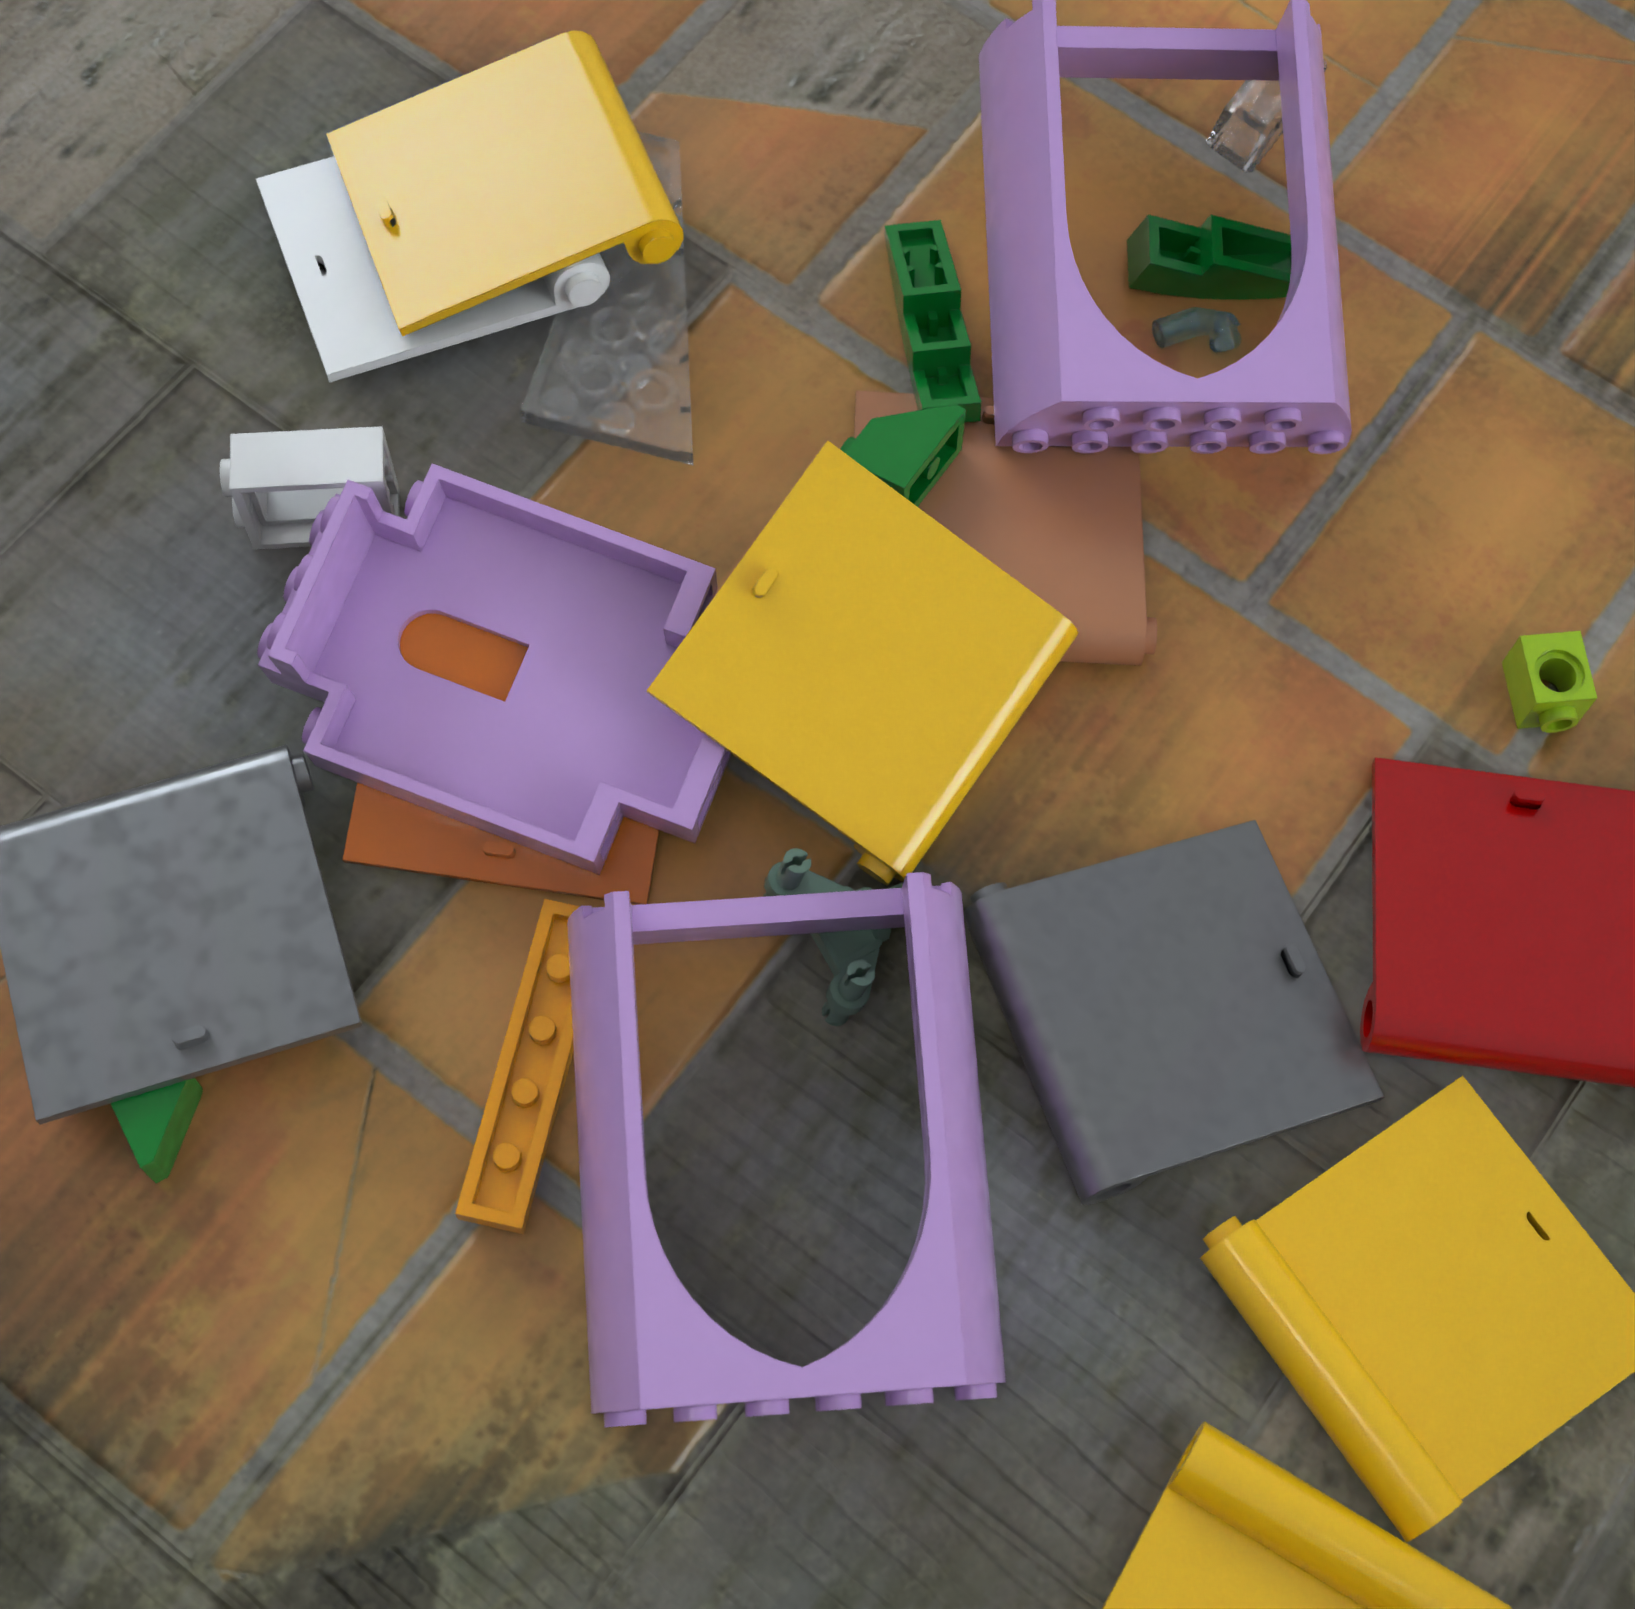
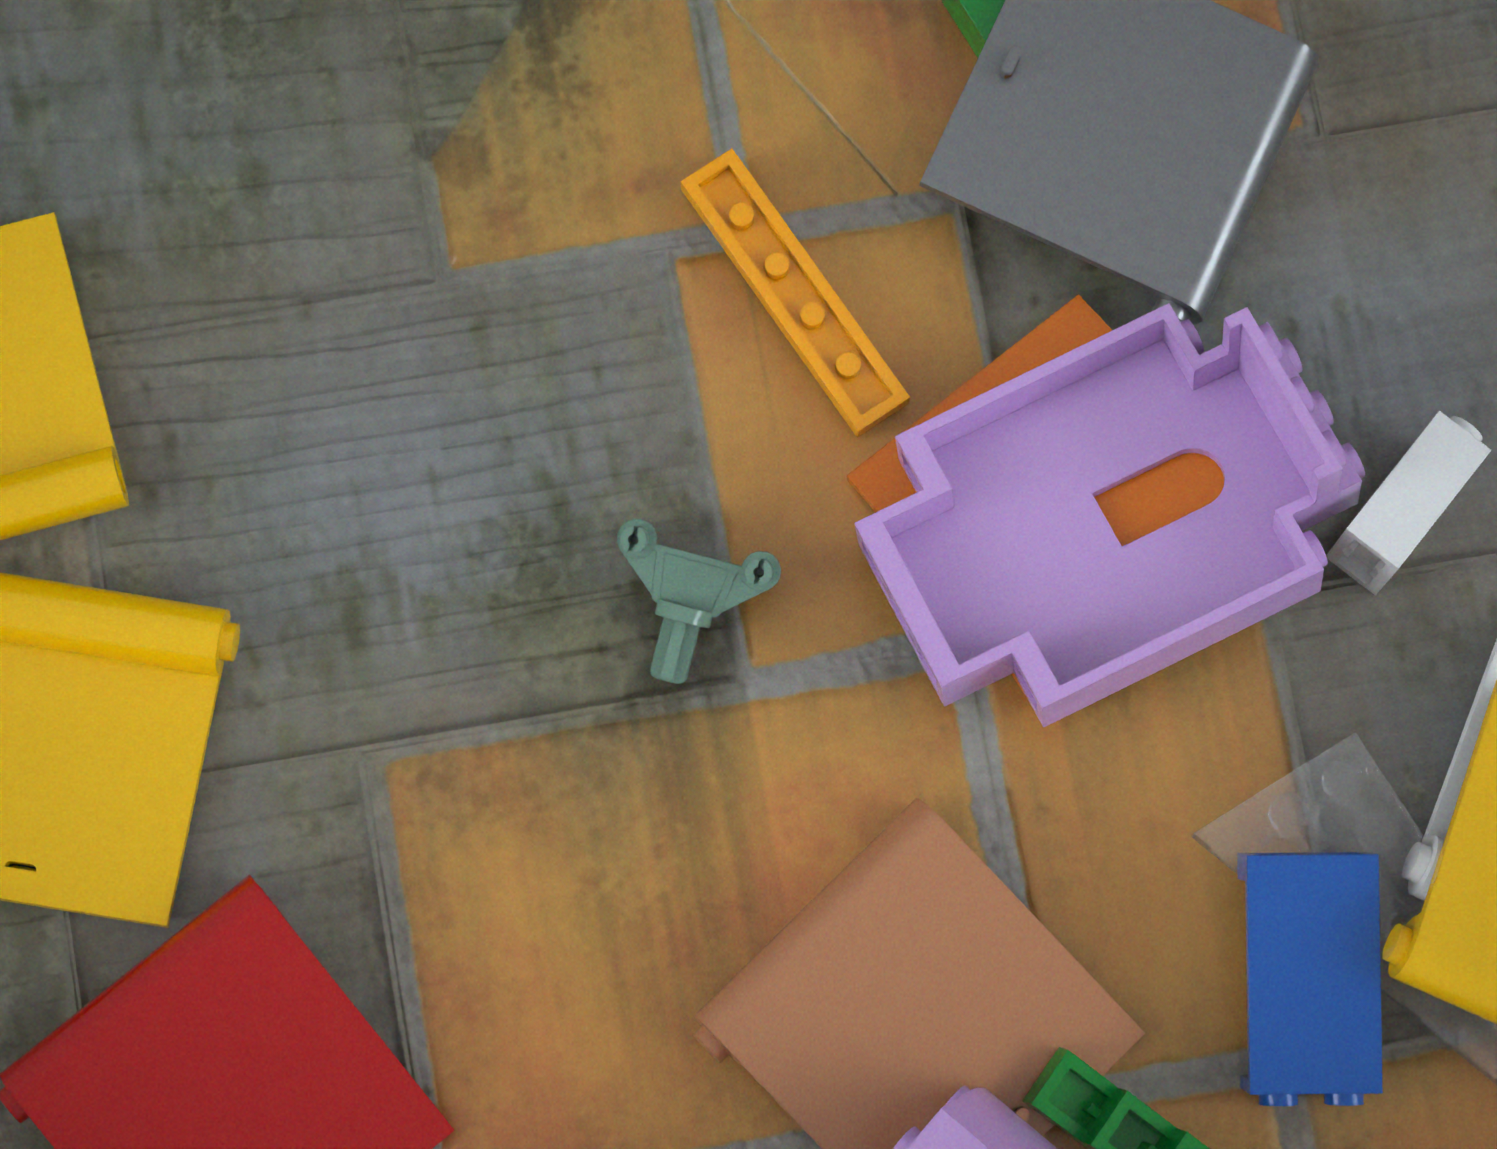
camera: 135 degrees right, 10 degrees up
(643, 1327) = (348, 393): lavender panel -> none
(715, 304) = (1312, 976): none -> blue panel
(868, 665) = (863, 761): yellow door -> none
(910, 448) = (1031, 976): green slope -> none
(1168, 1007) = (419, 768): flat silver door -> none

